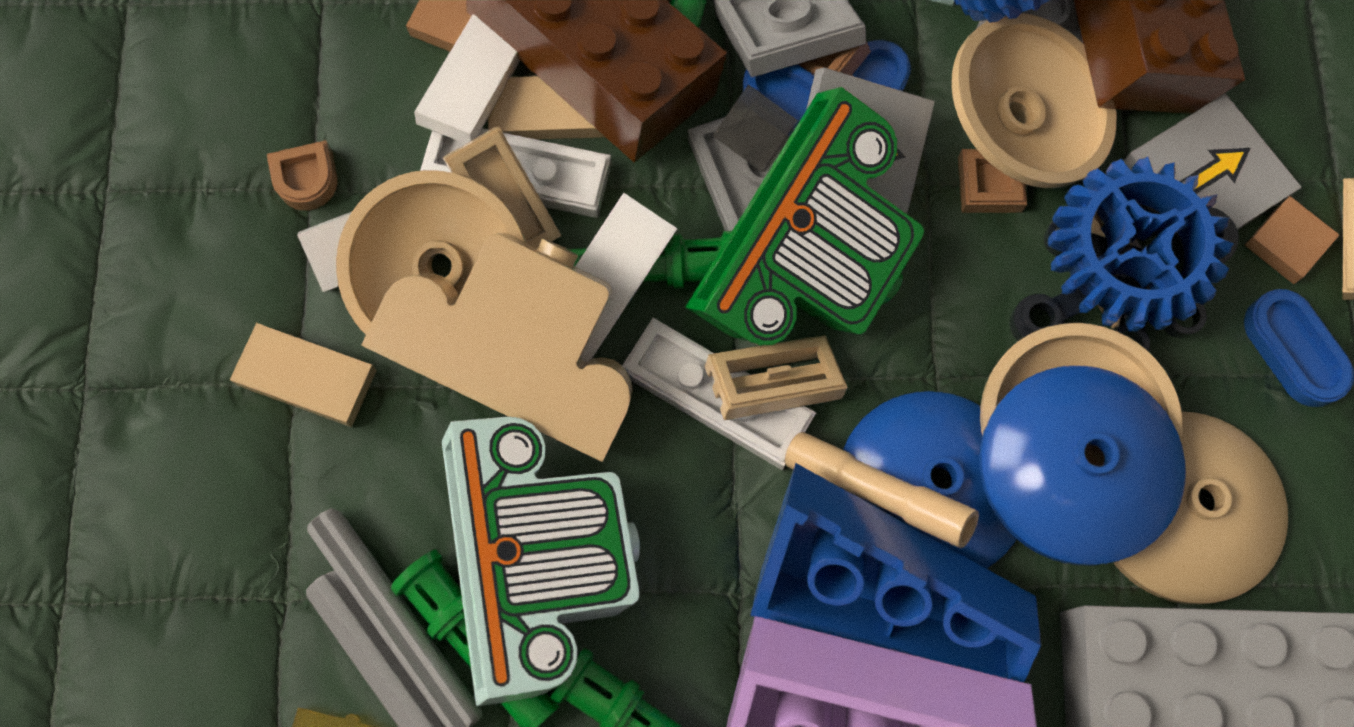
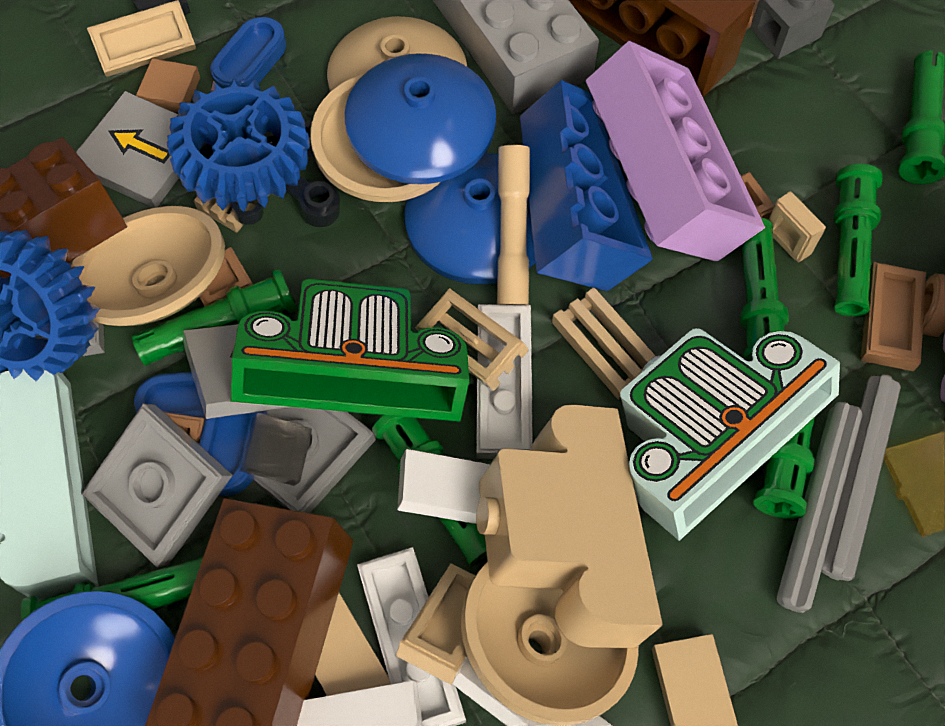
camera: 120 degrees left, 10 degrees down
(700, 495) = (619, 329): none -> tan tile
(942, 174) = (168, 337): none -> green pin

